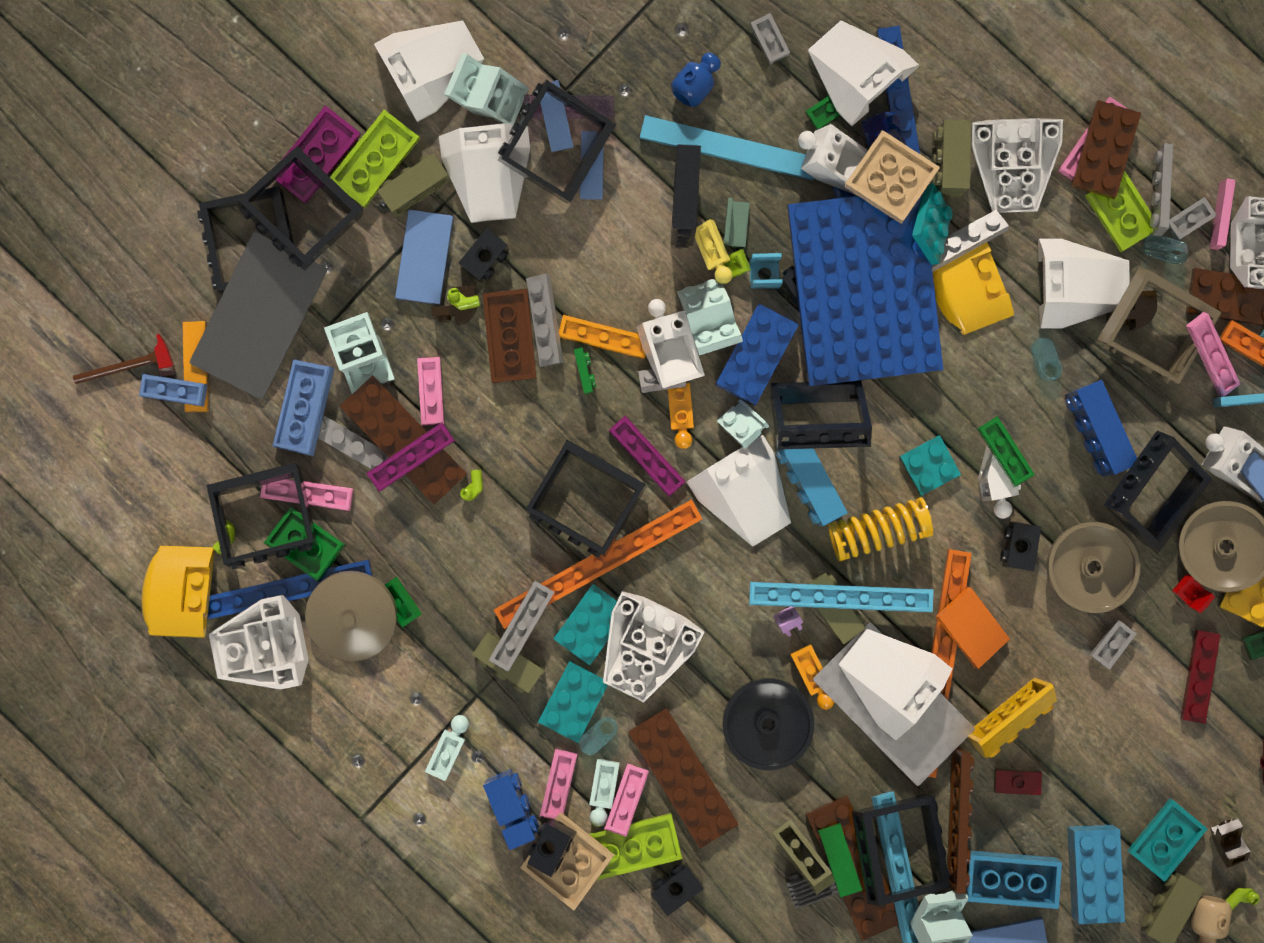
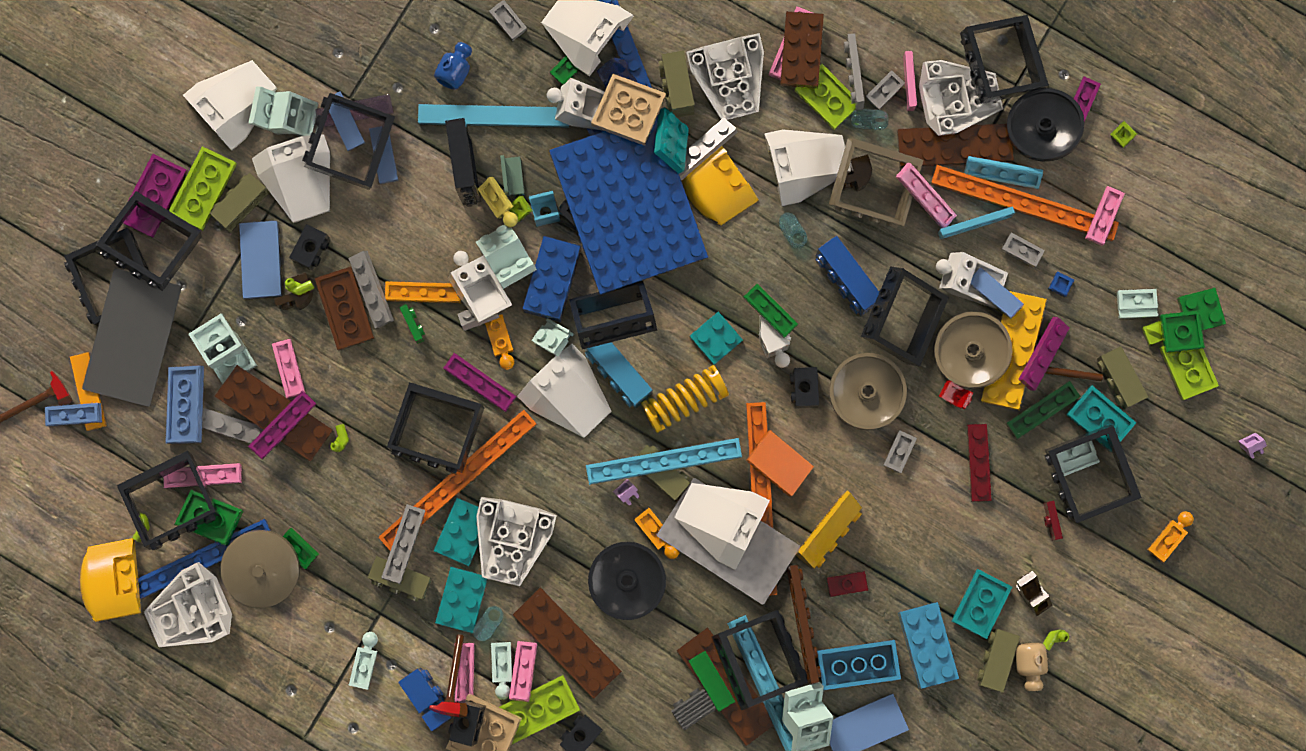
camera: 10 degrees left, 5 degrees down
(536, 827) = (449, 706): none -> reddish brown piece
(803, 857) = (679, 683): olive brick -> none

